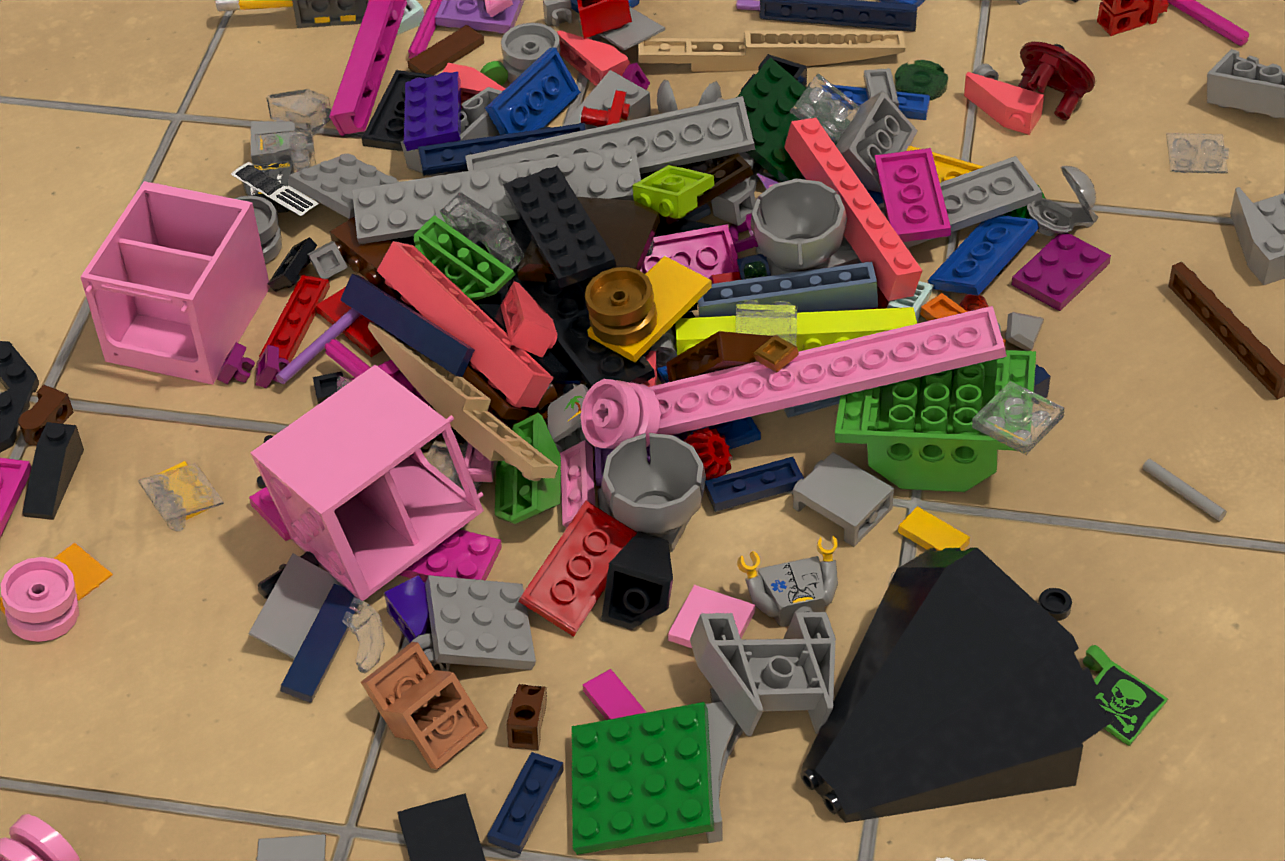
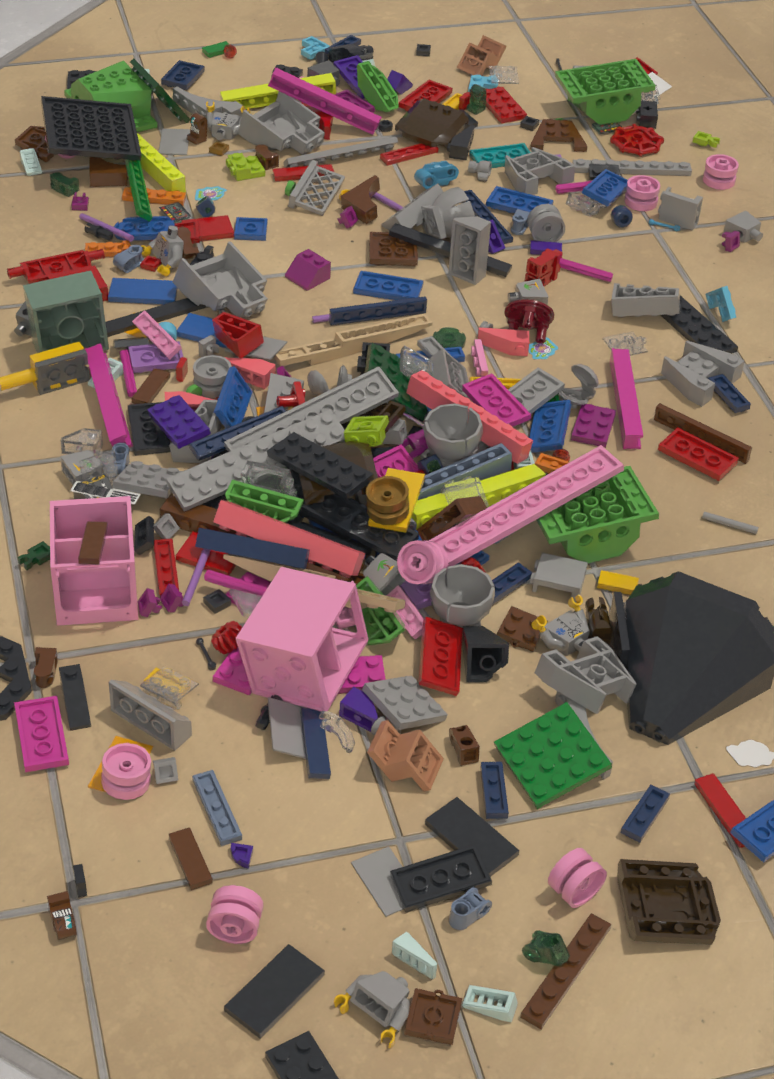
camera: 30 degrees left, 5 degrees down
(48, 754) = (190, 858): none -> reddish brown tile
(95, 614) = (165, 770): none -> light grey tile
(120, 773) = (242, 854): none -> dark purple tile
(128, 524) = (149, 714): none -> light grey slope
(132, 693) = (217, 808): none -> sand blue tile
(156, 257) = (93, 543): none -> reddish brown tile
(332, 142) = (122, 456): none -> sand blue piece
(496, 34) = (182, 369): none -> red tile
(527, 322) = (326, 525): coral slope -> none
(611, 696) = (502, 720): dark pink tile -> none
(707, 601) = (525, 660): bright pink tile -> none
(719, 560) = (518, 629): none -> reddish brown plate
(776, 353) = (490, 504): pearl gold tile -> none
(851, 599) = (599, 621): none -> dark brown plate
(864, 613) = (619, 629): none -> black tile
(942, 123) = (479, 359): none -> bright pink plate
(1018, 417) = (647, 501): clear plate -> none
(1056, 131) = (542, 351): none -> sticker
(1088, 38) = (529, 290): none -> light grey torso
(1136, 242) = (626, 399): none -> dark pink tile
(1201, 362) = (698, 454): none -> red plate

